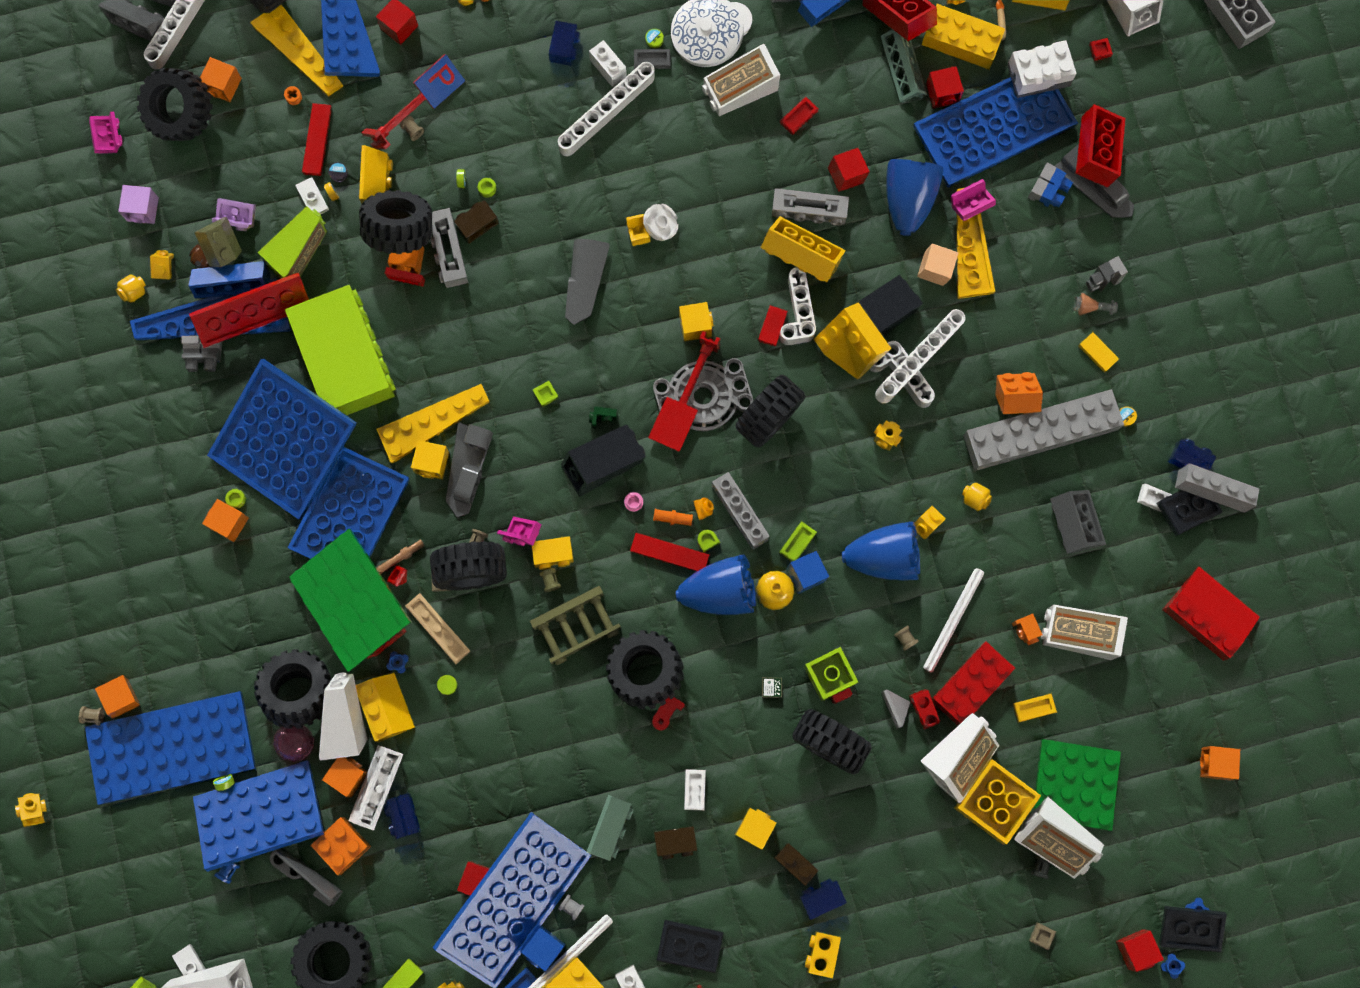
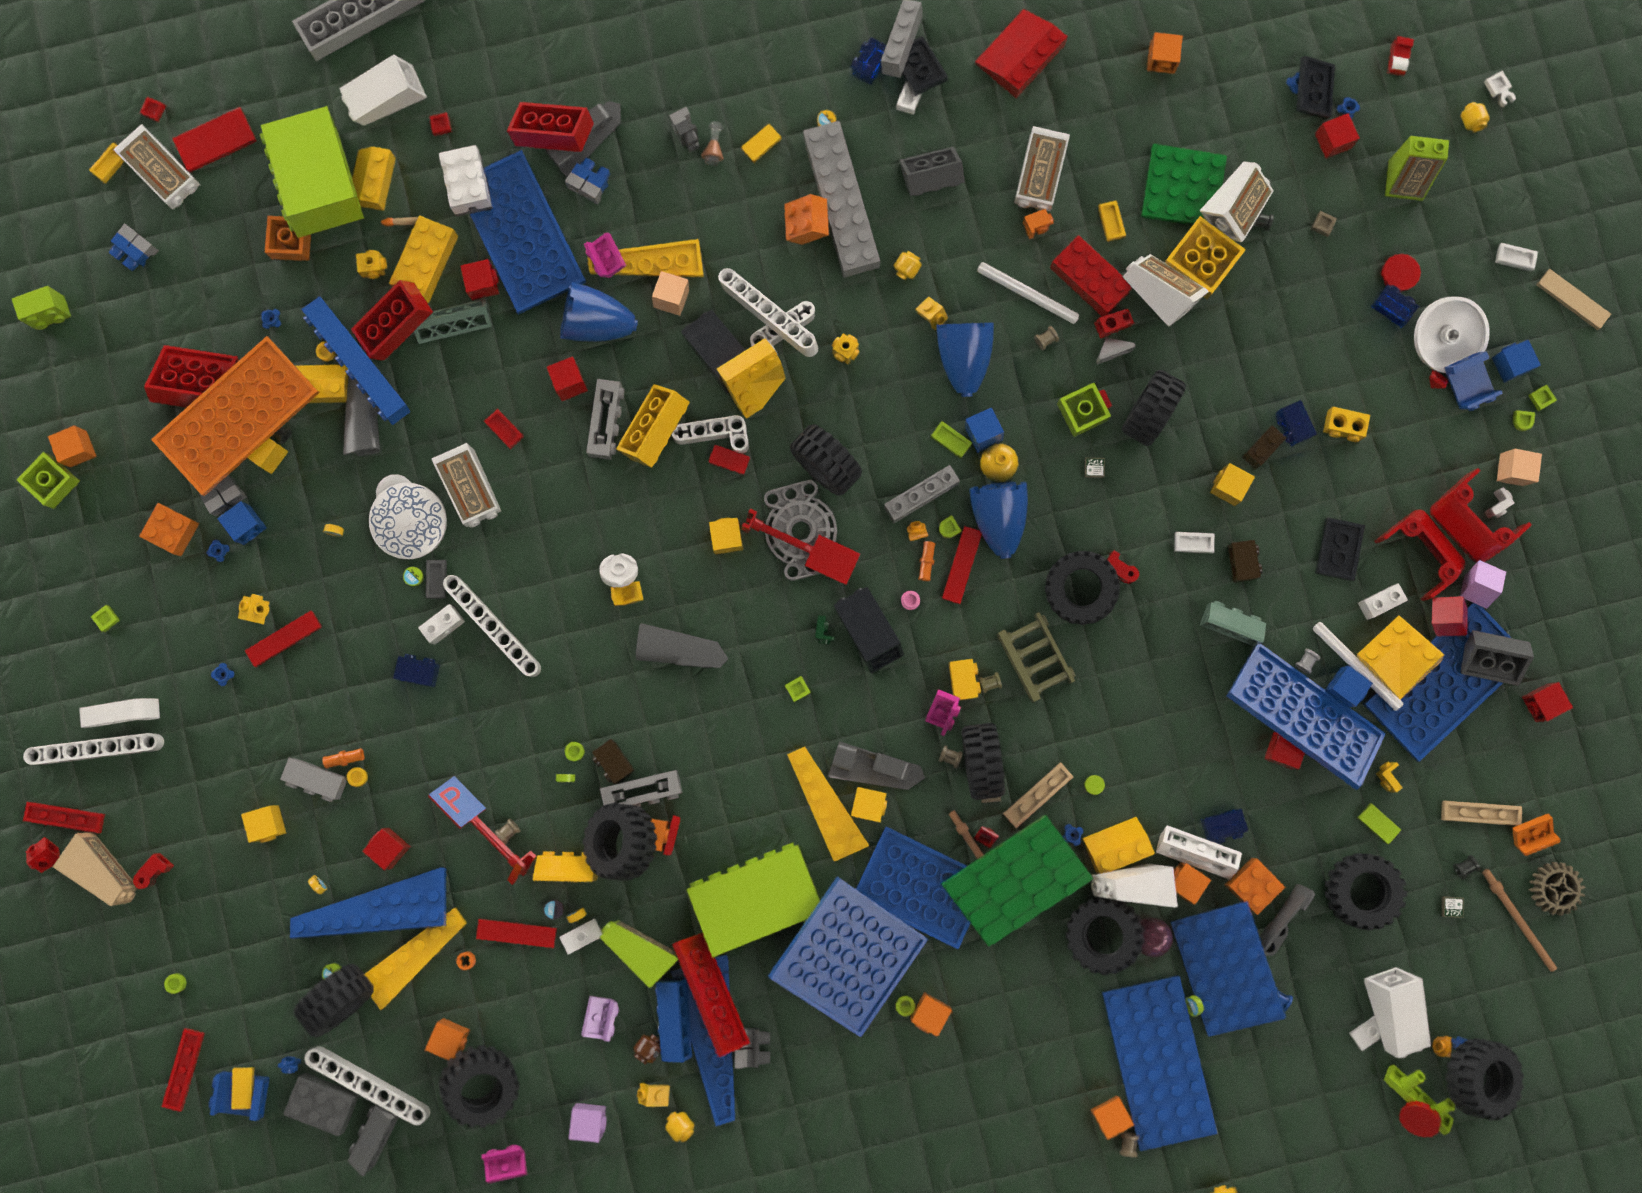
camera: 85 degrees left, 5 degrees up
(218, 243) = (636, 1031): olive slope -> none

